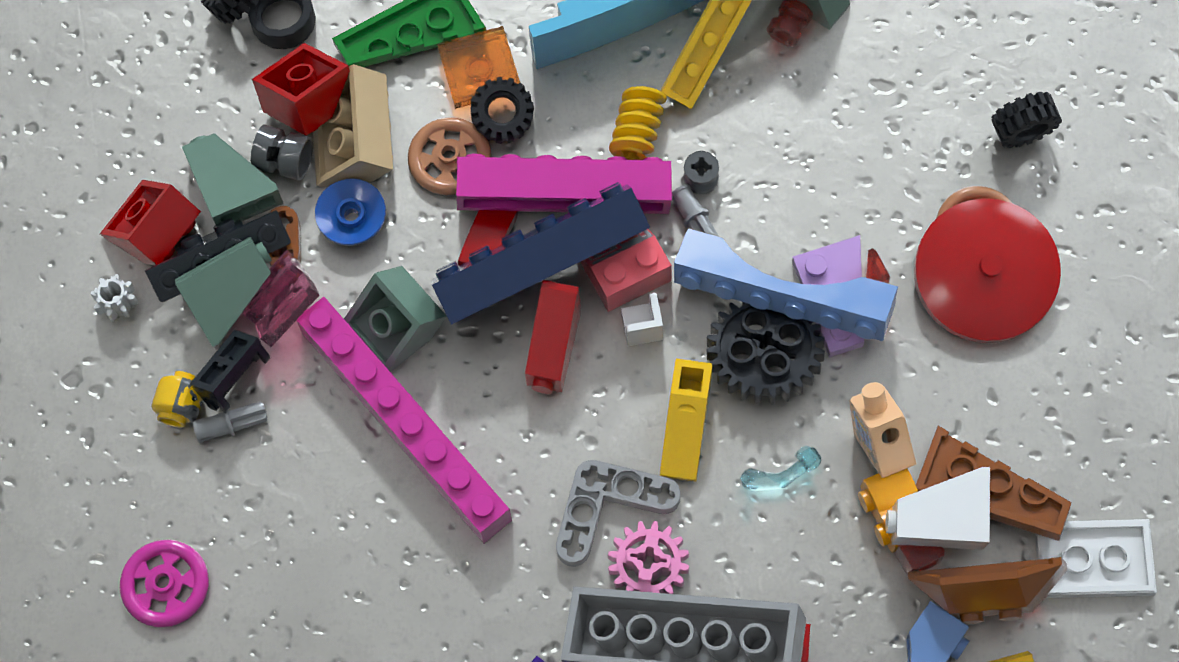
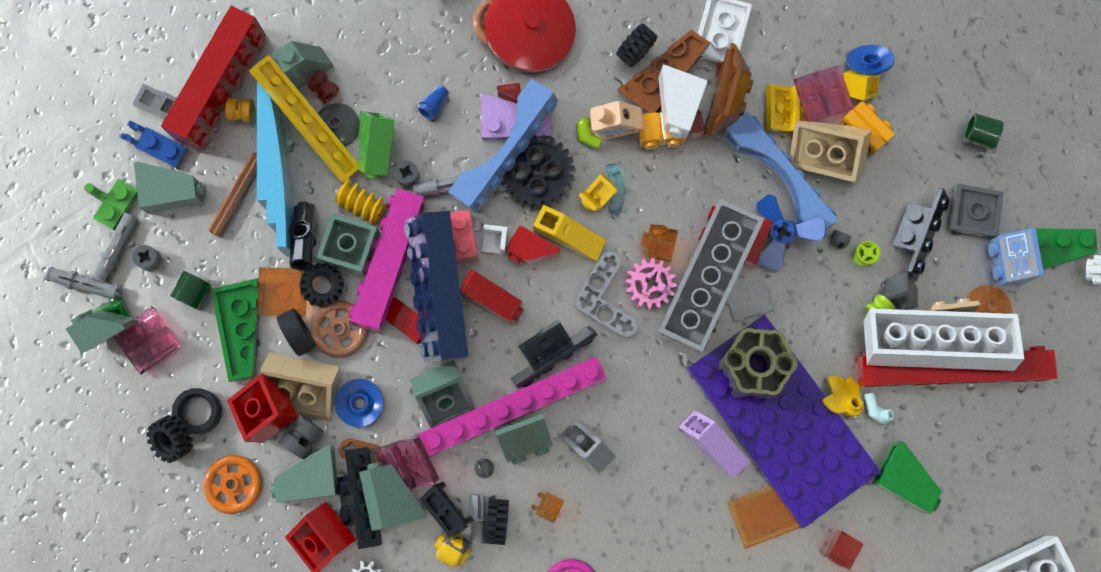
camera: 80 degrees left, 10 degrees up
(193, 117) = (220, 467): none -> orange plate
(230, 443) = (496, 521): none -> black tyre
(272, 513) = (549, 506): none -> clear orange tile
(309, 414) = (489, 466): none -> dark grey hinge
(358, 443) = (524, 439): none -> sand green slope
(374, 542) = (587, 446): none -> light grey slope
(423, 96) = (296, 332): none -> black tyre
(503, 442) = (549, 348): none -> black bracket
(560, 61) = (302, 236): none -> black piece
(568, 121) = (347, 244): none -> sand green brick
(646, 371) = (530, 248): none -> red slope
(715, 555) = (659, 242): none -> clear orange brick
(728, 112) = (374, 143): none -> bright green slope
(748, 73) = (348, 120): none -> dark grey dish
(762, 445) = (598, 193): none -> yellow bracket
(820, 174) = (433, 102): none -> blue cone
(843, 413) = (585, 135): none -> lime arm
(1014, 429) = (636, 45): none -> black tyre

